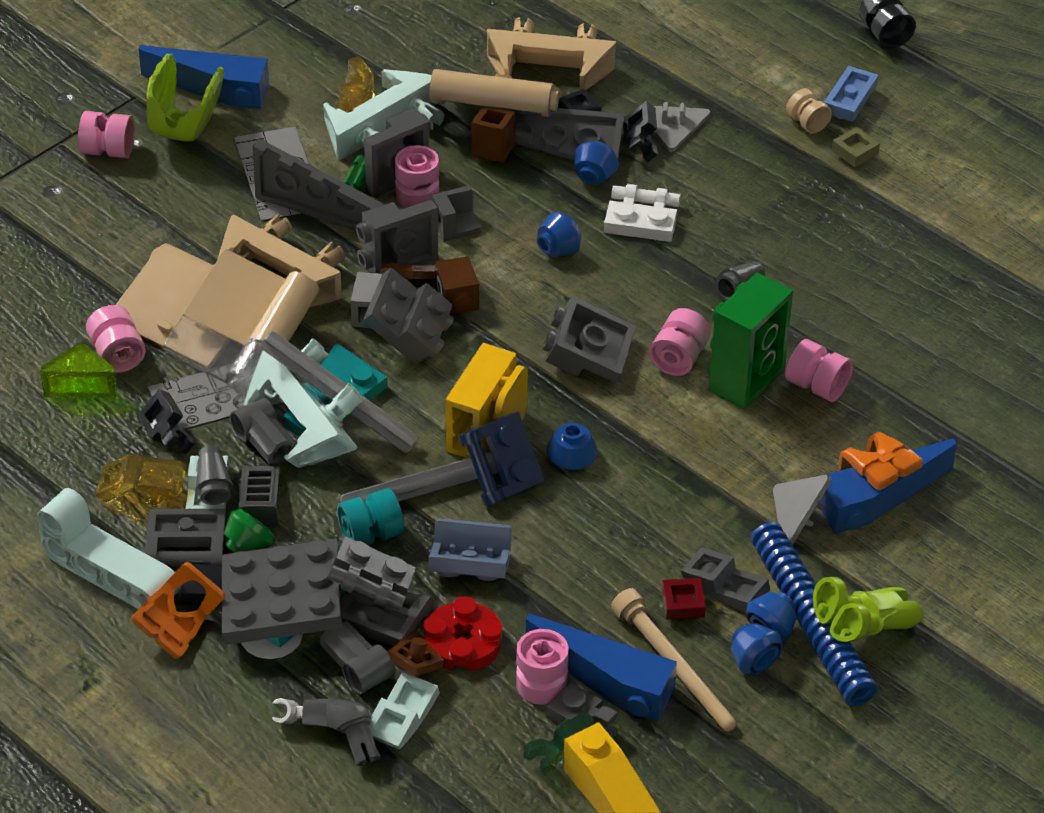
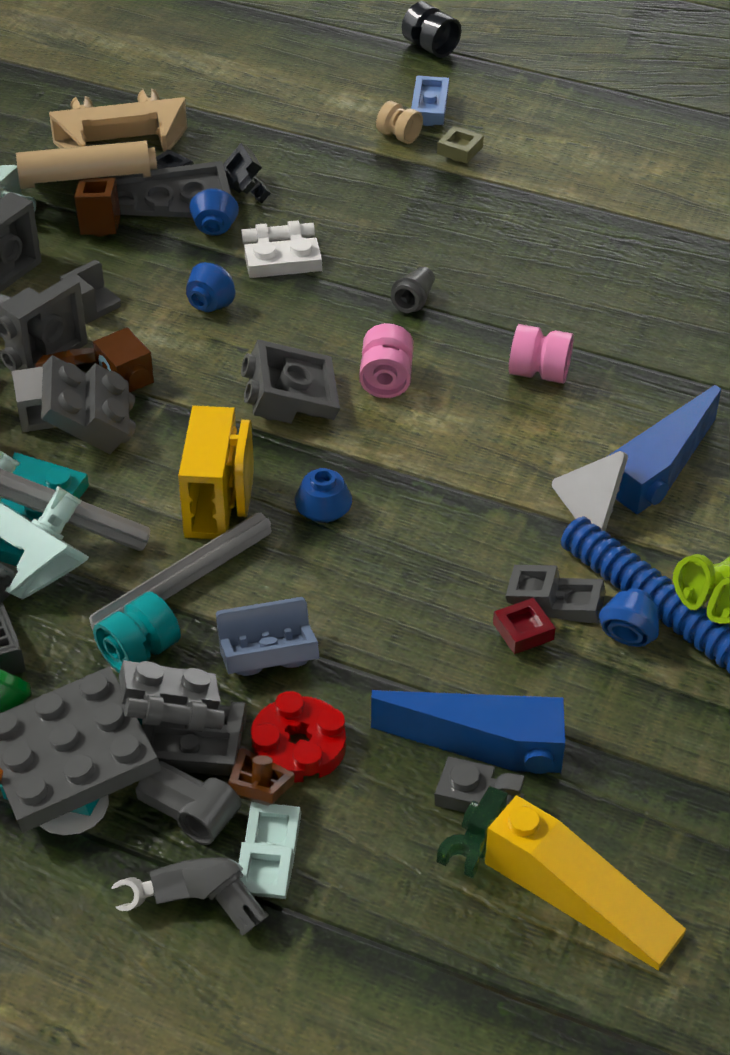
camera: 20 degrees left, 0 degrees up
(416, 175) = (33, 260): bright pink wheel -> none
(511, 455) = (267, 521): dark blue plate -> none
(541, 665) = (412, 747): bright pink wheel -> none
(631, 608) = (472, 652): tan piece -> none
(678, 123) = (276, 162): light grey piece -> none
(750, 340) = (466, 336): green brick -> none
(755, 648) = (630, 657): blue cone -> none
(881, 461) = (664, 428): orange piece -> none

